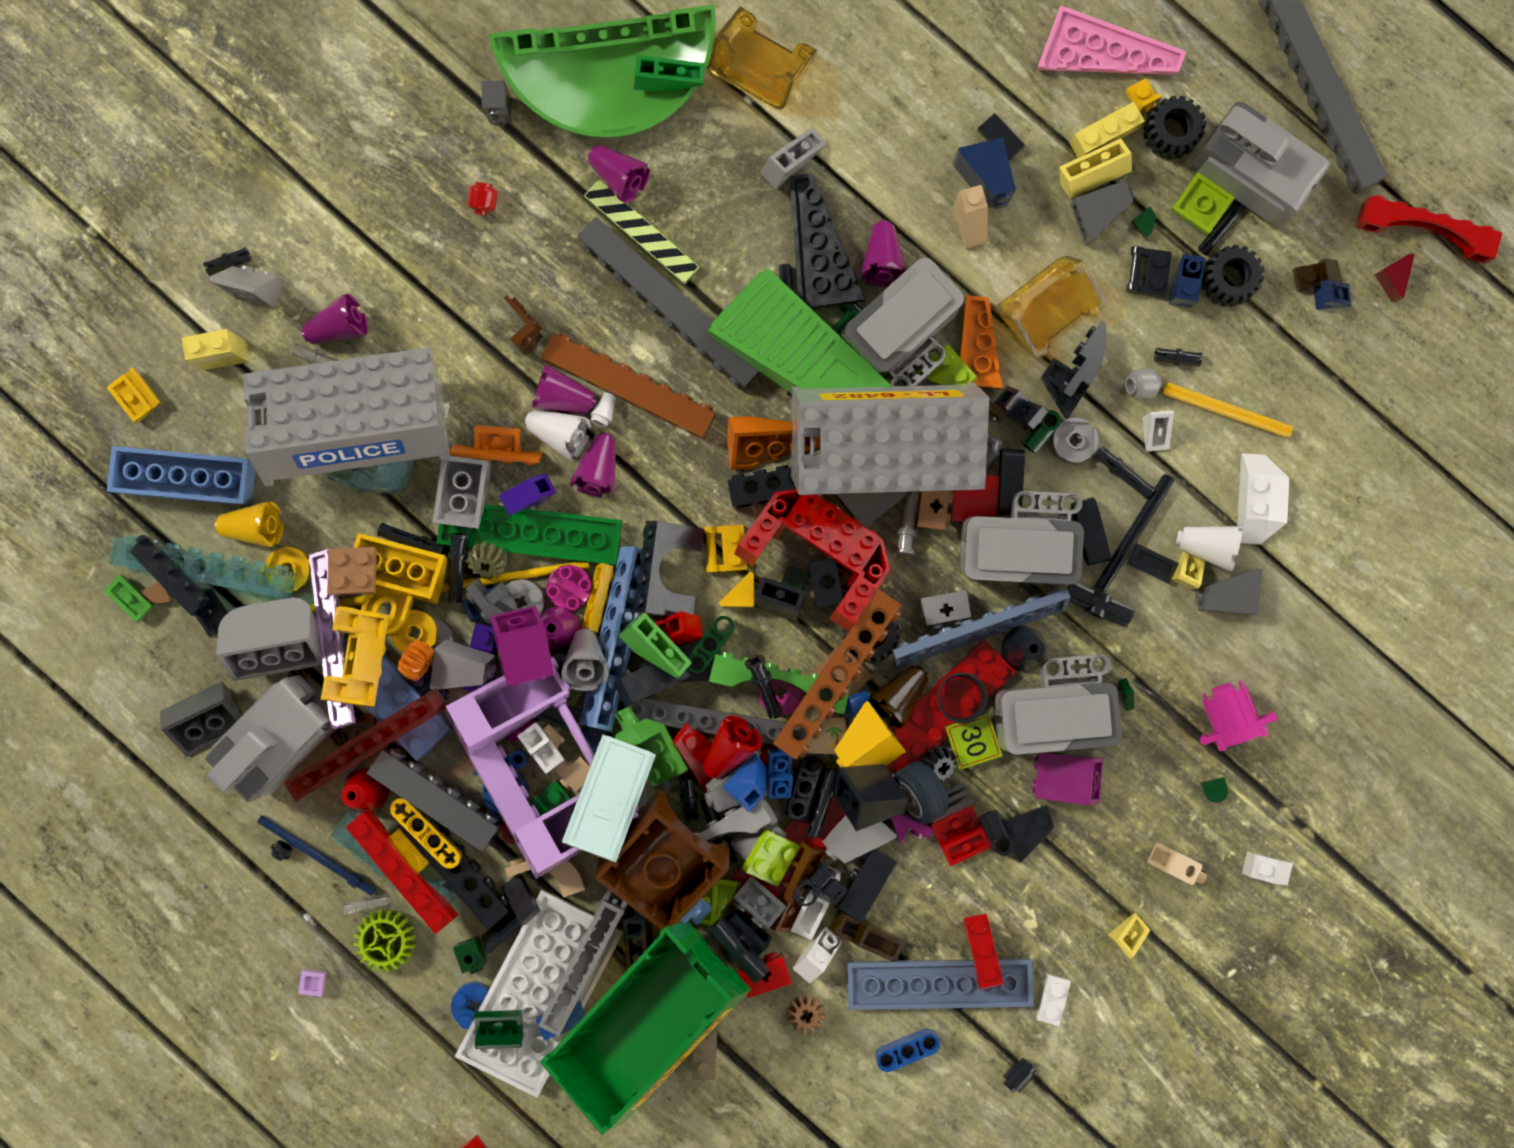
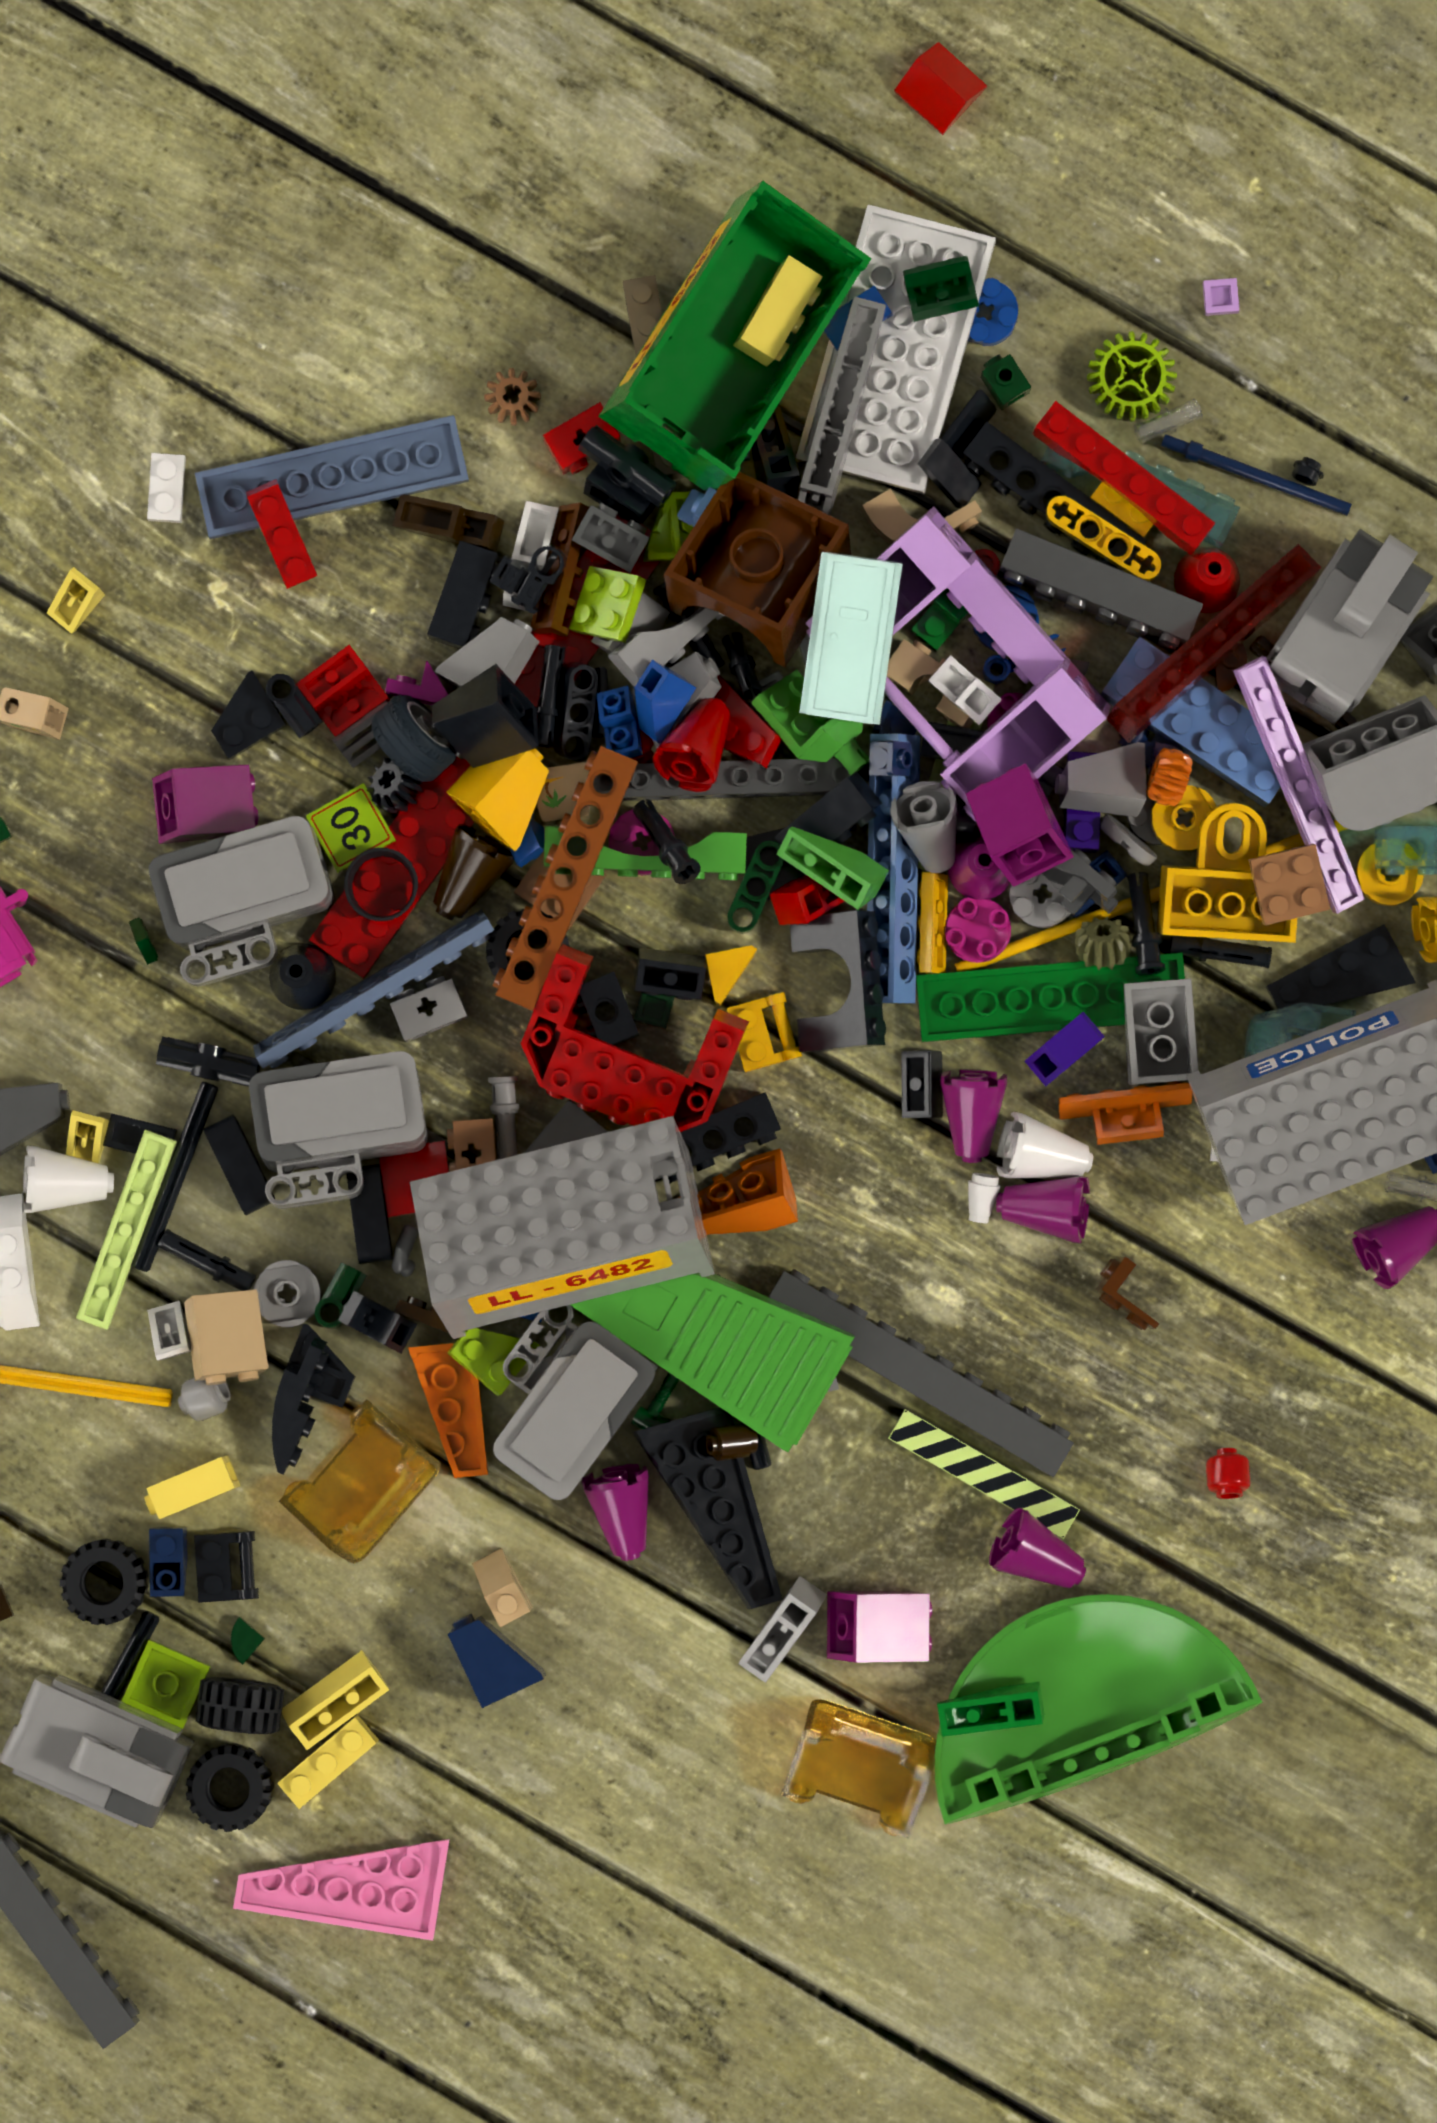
camera: 165 degrees right, 0 degrees up
(330, 509) = (1352, 971): none -> black wing
(362, 658) = (1244, 762): yellow bracket -> none
(455, 625) = (1127, 839): none -> light grey tile
(497, 102) = (1235, 1616): dark grey brick -> none
(600, 710) = (890, 758): none -> dark blue bracket
(612, 1036) = (779, 311): none -> light yellow brick
(628, 386) = (953, 1238): dark orange brick -> none
(628, 493) = (921, 1084): none -> black slope
(731, 145) = (878, 1626): none -> slope
(802, 281) = (731, 1442): none -> dark brown brick
(817, 955) = (513, 481): white slope -> none
(919, 1050) = (367, 361): blue beam -> none
(995, 128) = (482, 1725): black tile -> none
(1019, 1075) = (195, 373): black brick -> none
(1100, 209) = (314, 1643): dark grey slope -> none
(1123, 417) = (226, 1336): none -> tan brick
(1143, 96) = (283, 1829): yellow bracket -> none
(1159, 175) = (239, 1705): none -> black tyre
(1163, 323) = (191, 1487): none -> light yellow brick
(1173, 504) = (126, 1229): none -> yellowish green tile
(1178, 357) = (159, 1448): black pin -> none

